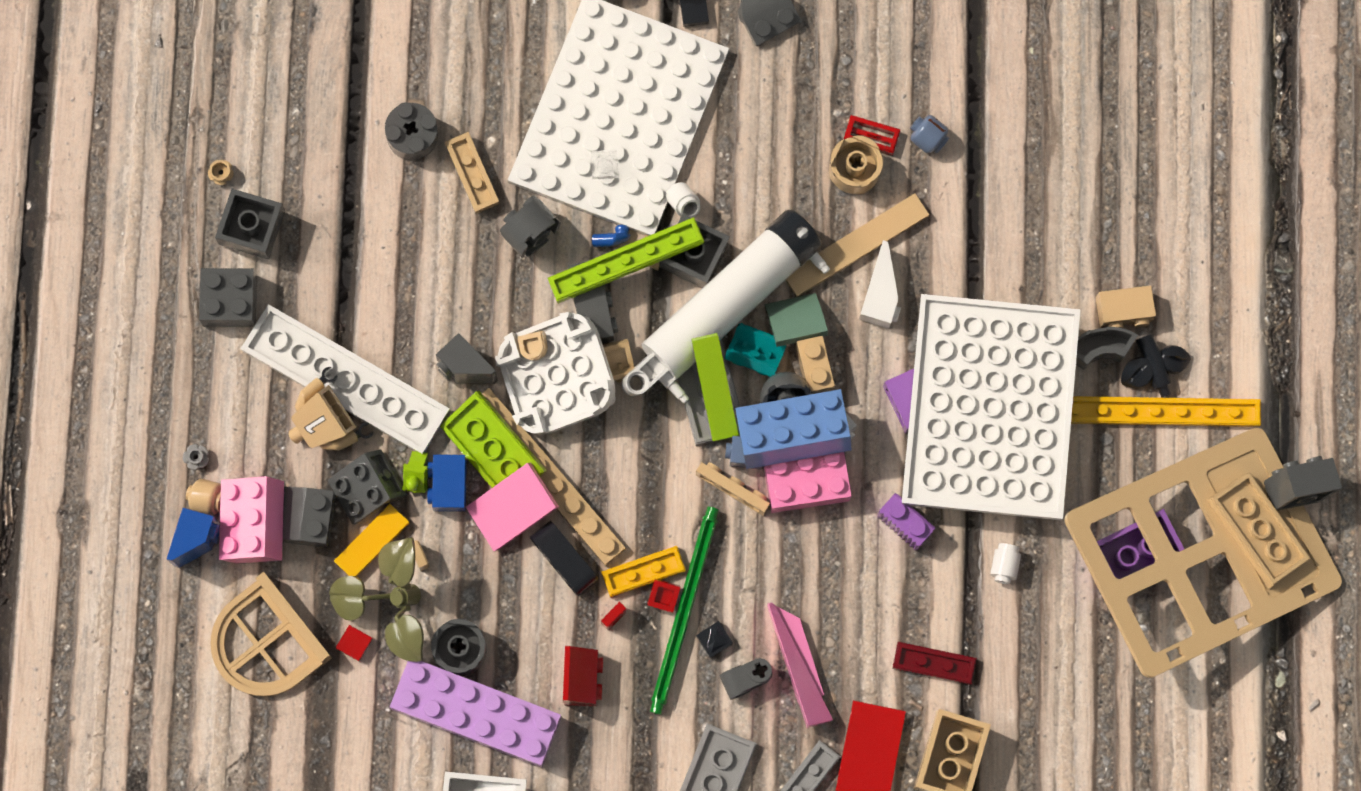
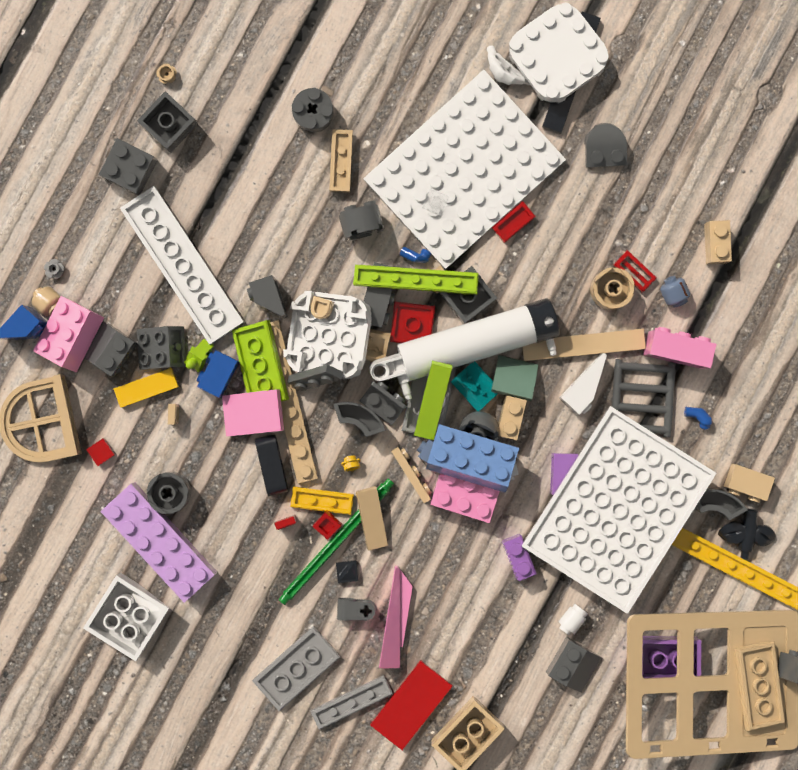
camera: 25 degrees right, 10 degrees up
(322, 418) = (152, 287): tan torso -> none
(397, 562) = (149, 418): olive plant -> none
(565, 427) = (315, 377): none -> dark grey plate
(580, 676) = (241, 554): red slope -> none
(639, 449) = (360, 416): none -> dark grey brick
(643, 314) = (411, 321): none -> red tile
(656, 511) = (351, 463): none -> yellow plate
(659, 419) = (383, 403): none -> dark grey bracket
(683, 200) = (478, 254): white brick -> none
(705, 147) = (513, 222): none -> red tile
(712, 561) = (371, 518): none -> tan tile
(934, 663) = (489, 662): dark red tile -> none
(948, 56) = (718, 242): none -> tan brick
(967, 193) = (680, 348): none -> bright pink brick
(979, 248) = (667, 389): none -> dark grey bar
(1030, 258) = (702, 416): none -> blue arm
(1034, 616) = (573, 665): none -> dark grey slope

